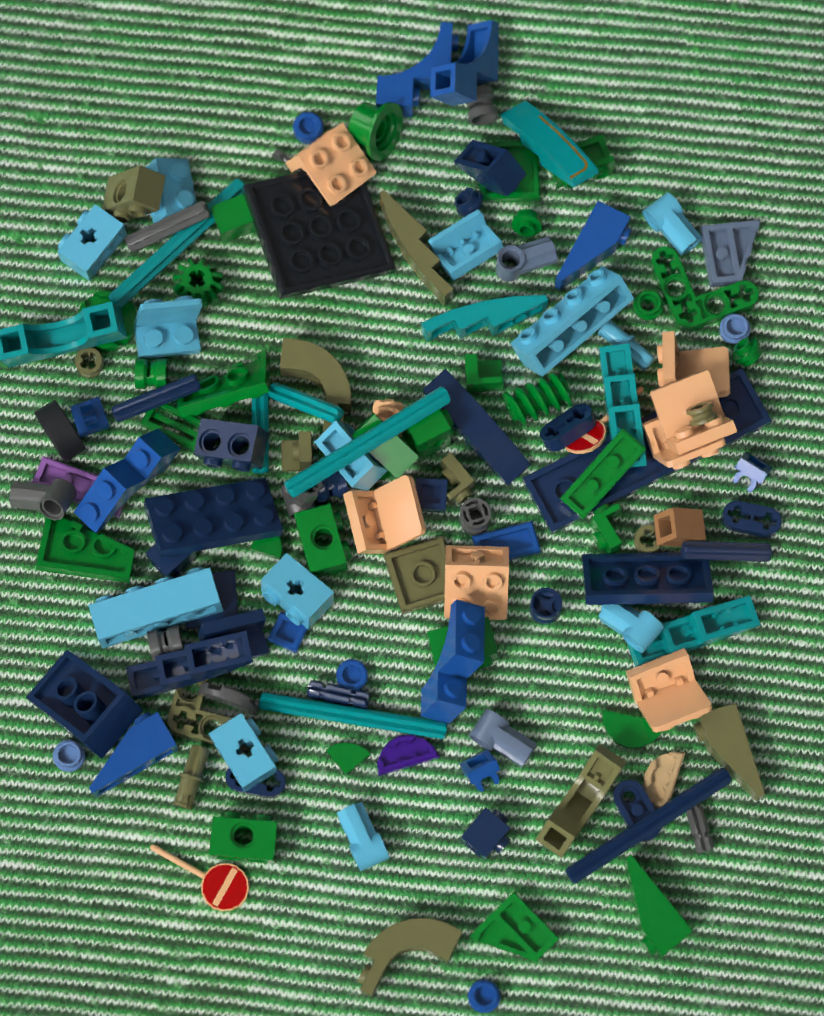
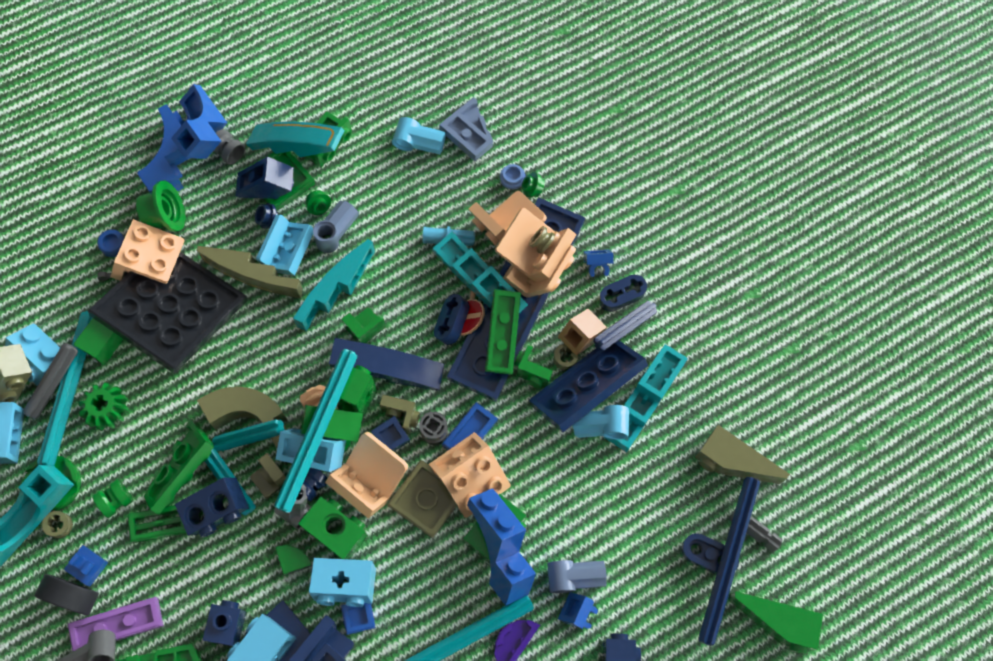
camera: 40 degrees left, 5 degrees down
(119, 481) = (143, 598): blue arch -> none
(156, 398) = (128, 514): dark blue axle -> none
(167, 327) = (100, 454): medium azure bracket -> none
(212, 517) = (236, 574): dark blue plate -> none
(338, 694) = (430, 636): dark blue axle -> none
(352, 674) = (430, 613): blue tile -> none
(537, 398) = (415, 313): green piece -> none
(549, 602) = (534, 450): dark blue wheel -> none
(572, 320) = (399, 245): medium azure brick -> none
(581, 801) = (667, 580): olive arch -> none
(595, 243) = (376, 183): blue slope -> none
(628, 730) = (659, 499): green tile -> none
(648, 296) = (440, 194): green plate -> none
(661, 777) = (706, 517): tan tile -> none
(668, 691) = (666, 453): light nougat bracket -> none
(697, 305) = (474, 179): green beam -> none

